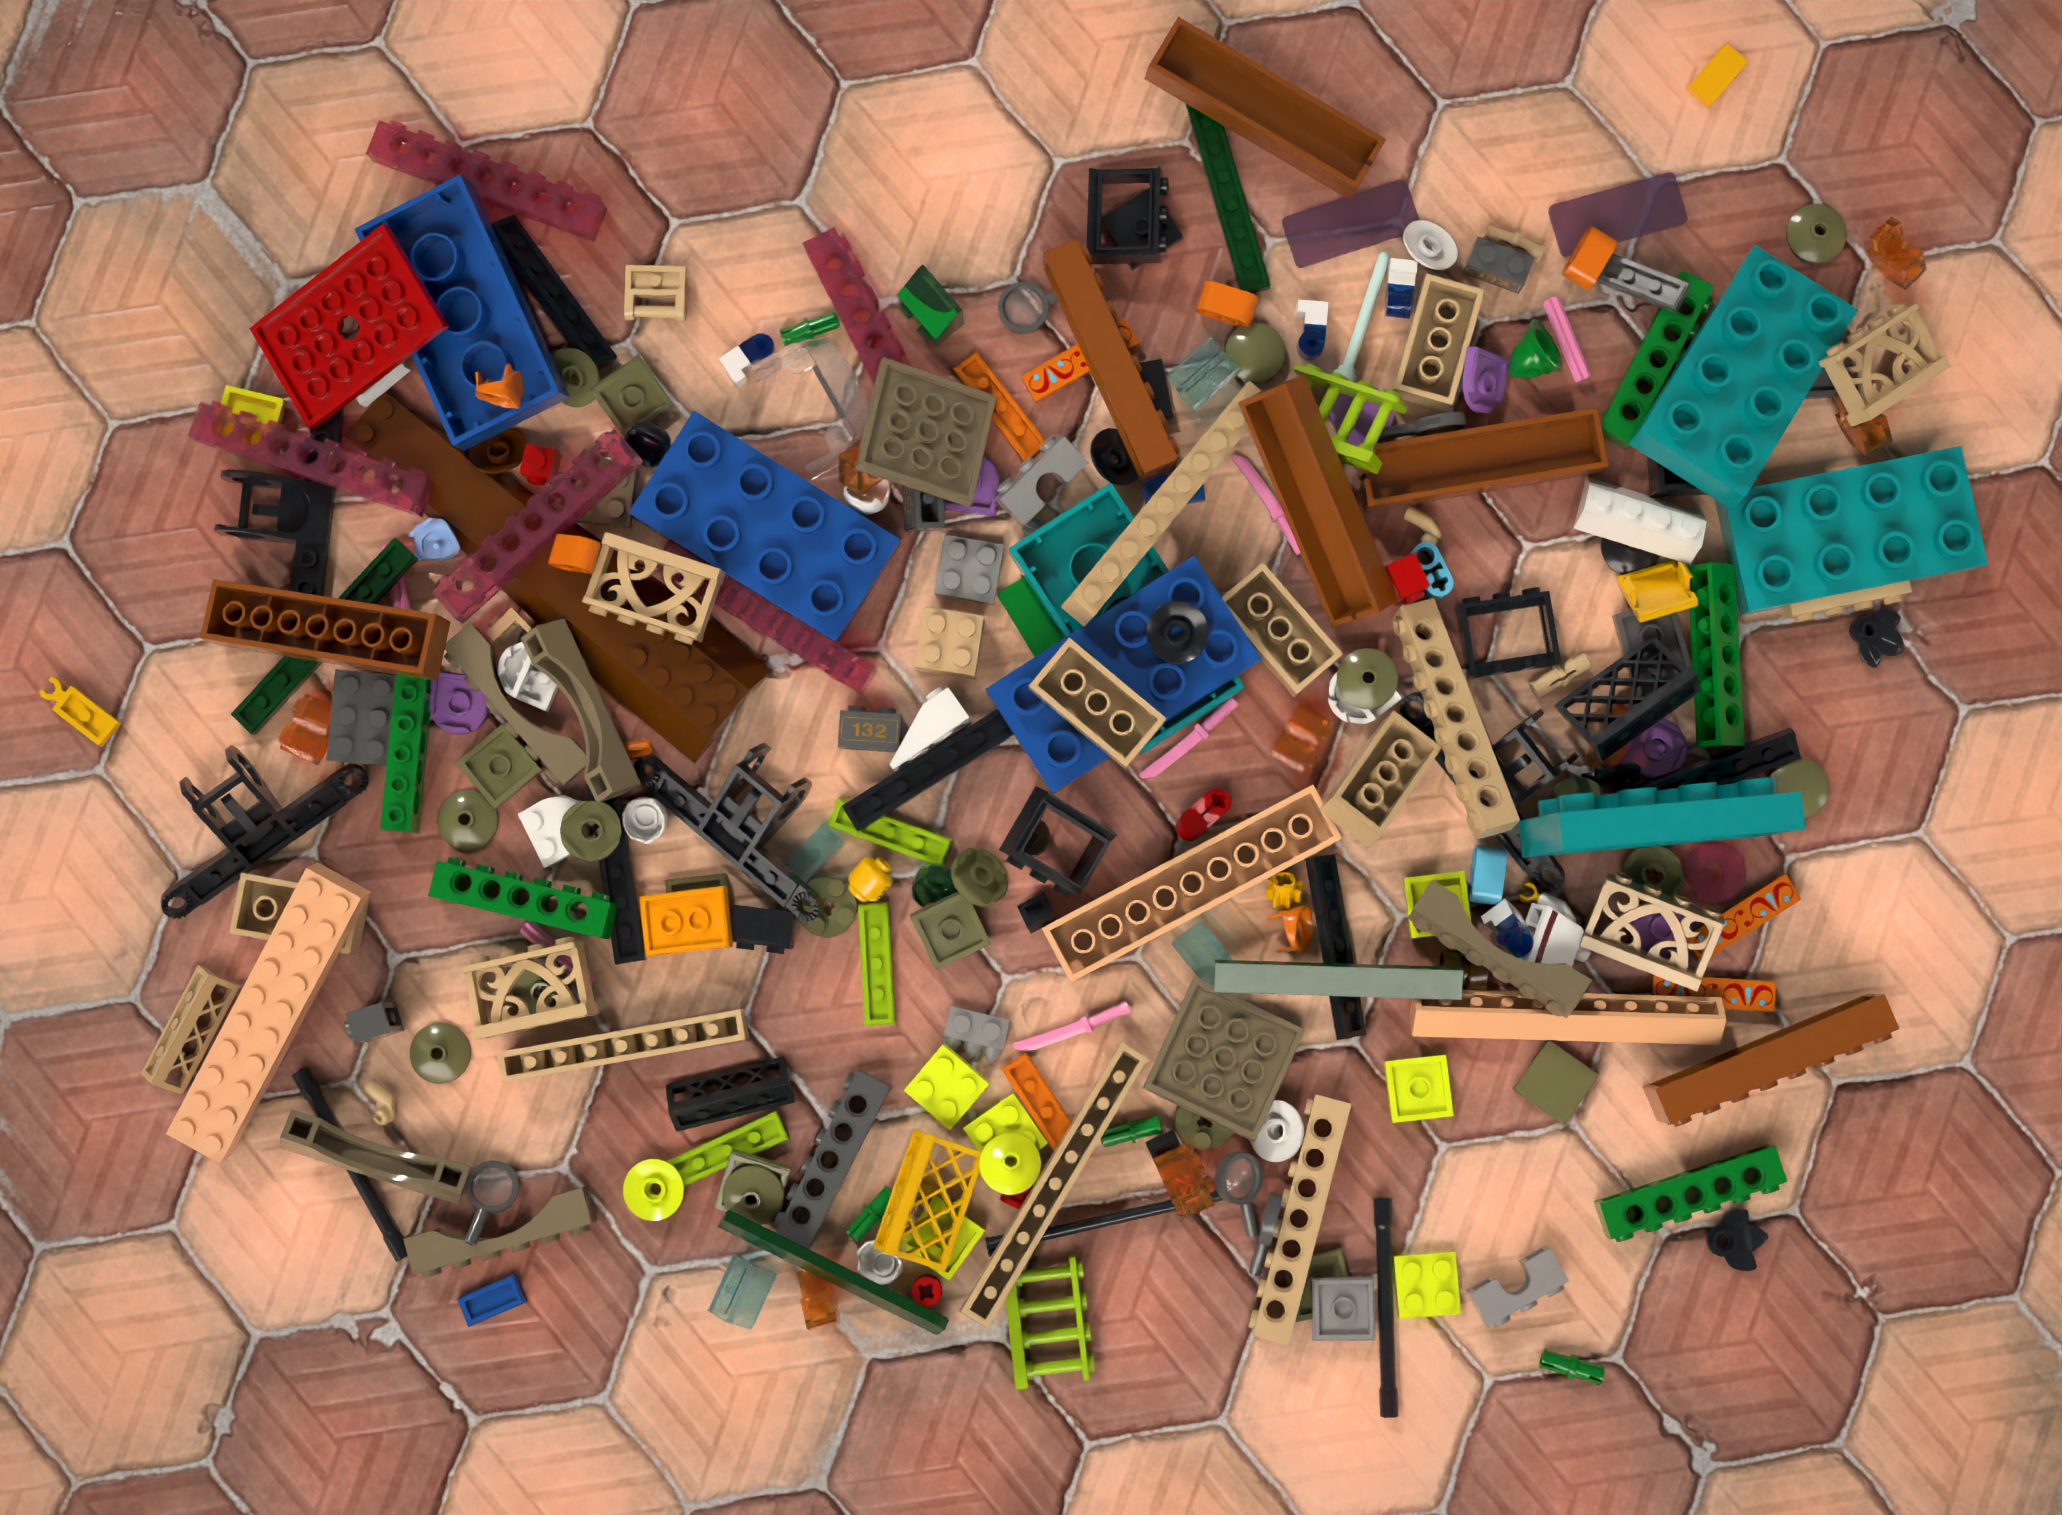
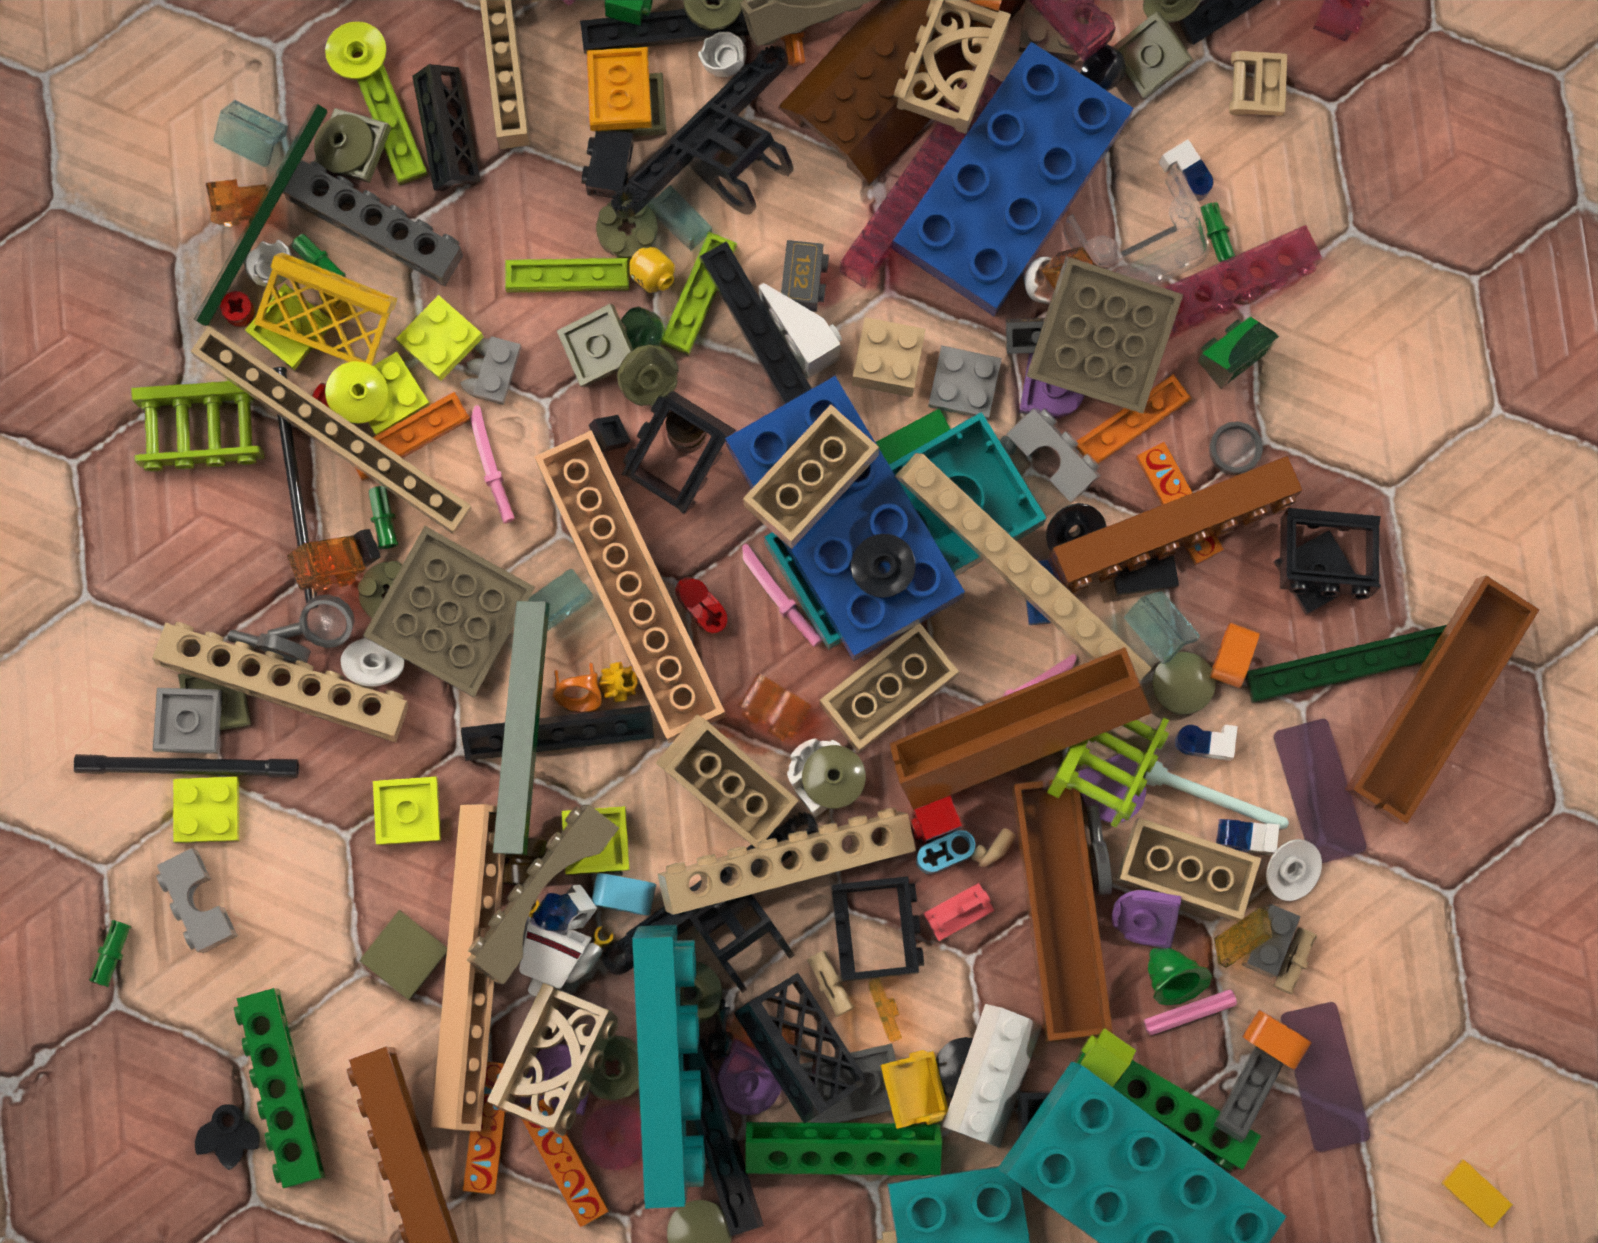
camera: 85 degrees right, 5 degrees down
(1485, 557) = (959, 911): none -> coral hinge
(1499, 289) = (1243, 937): none -> clear yellow plate
(1583, 620) = (886, 1010): none -> clear yellow plate
(1622, 411) = (1107, 1056): none -> lime brick

